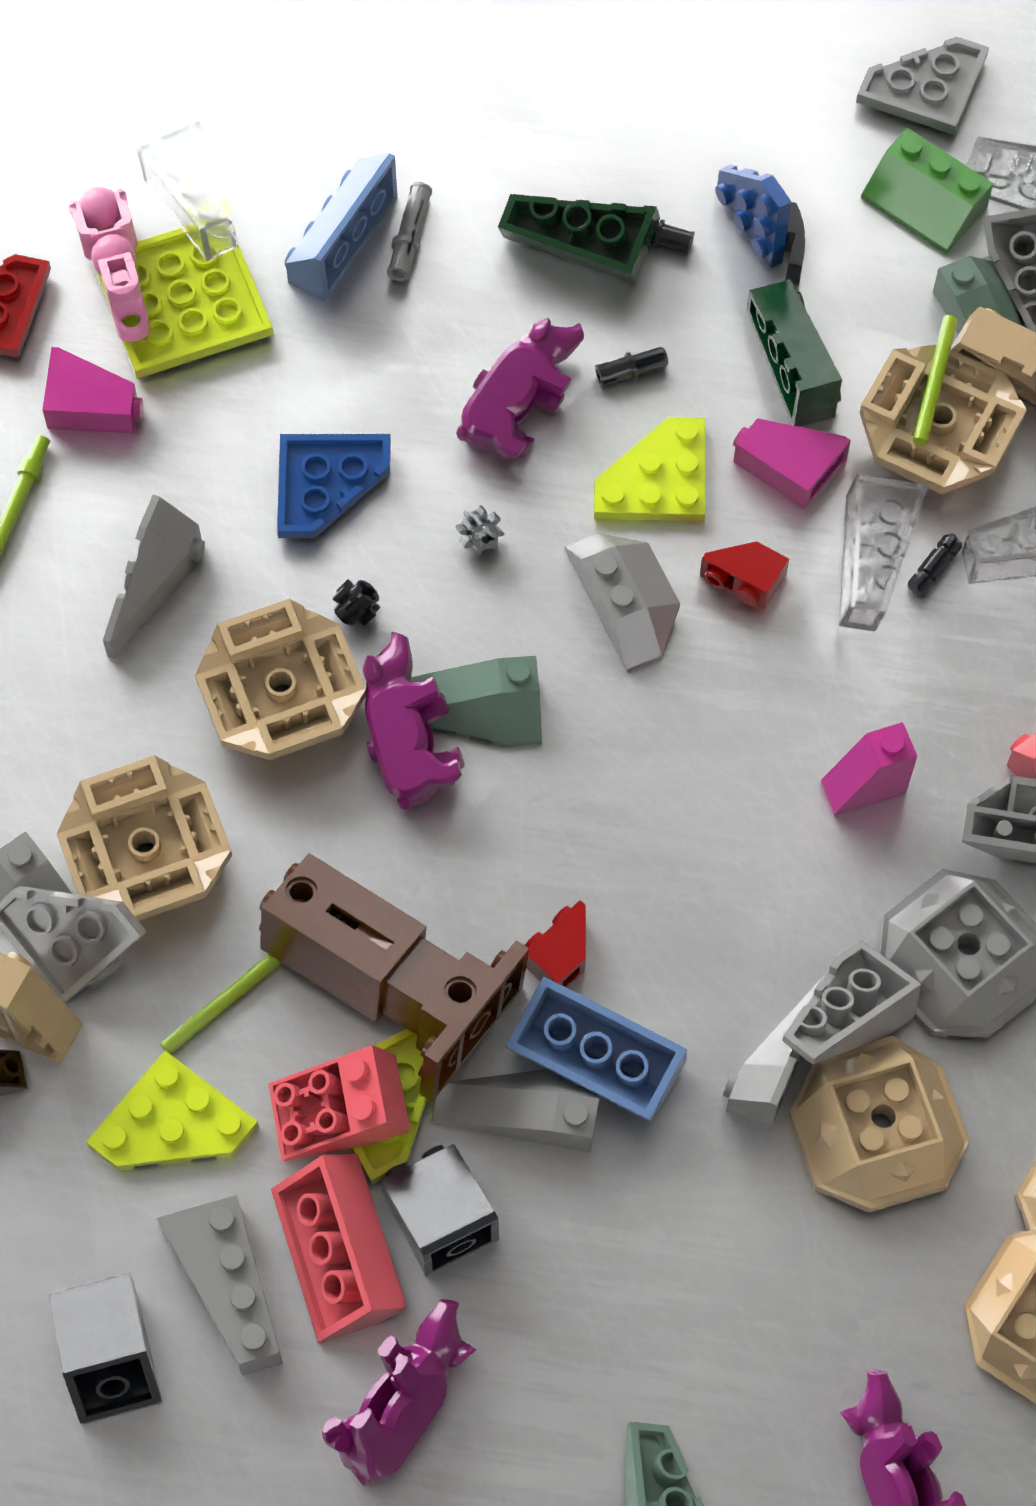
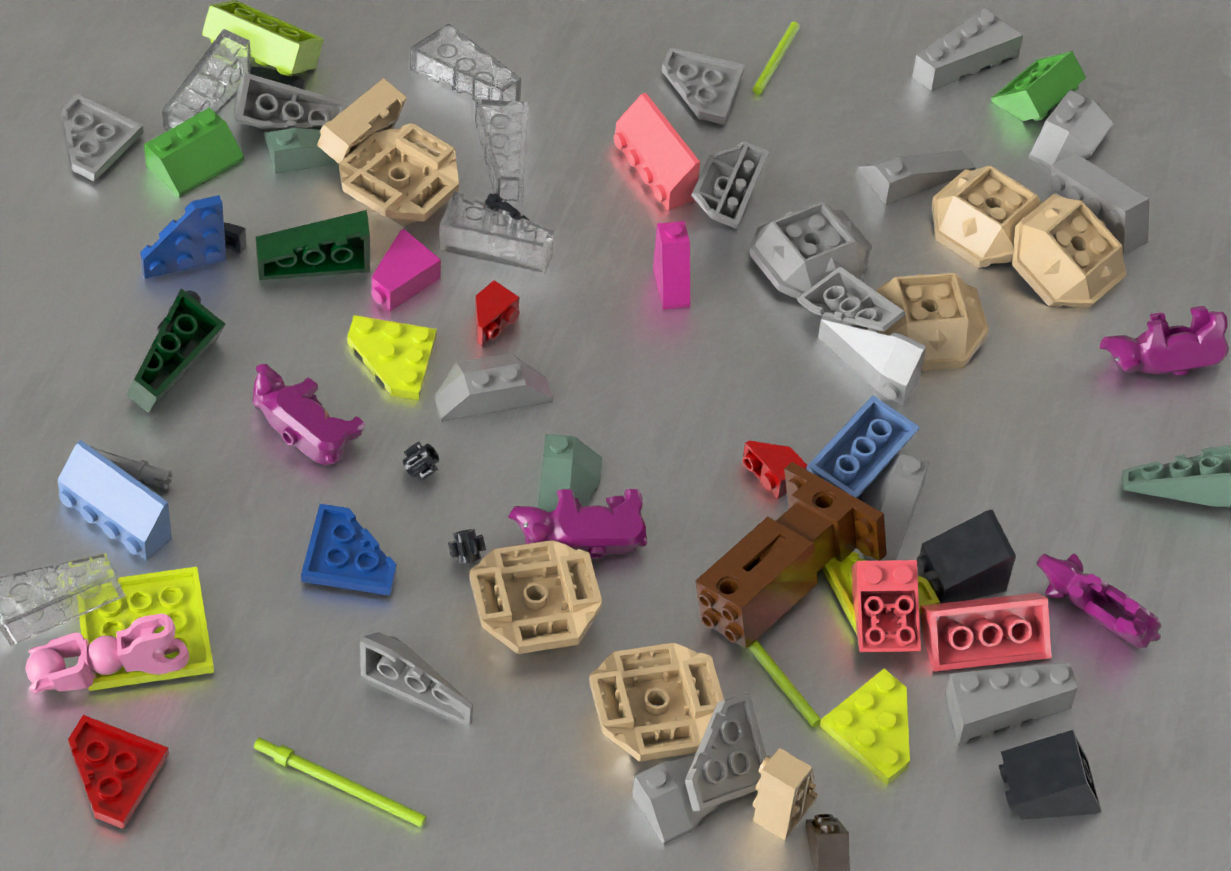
camera: 85 degrees left, 15 degrees down
(88, 397) = (225, 703): dark pink slope -> none
(630, 366) = (295, 352): black axle -> none
(935, 380) = (371, 168): lime bar -> none

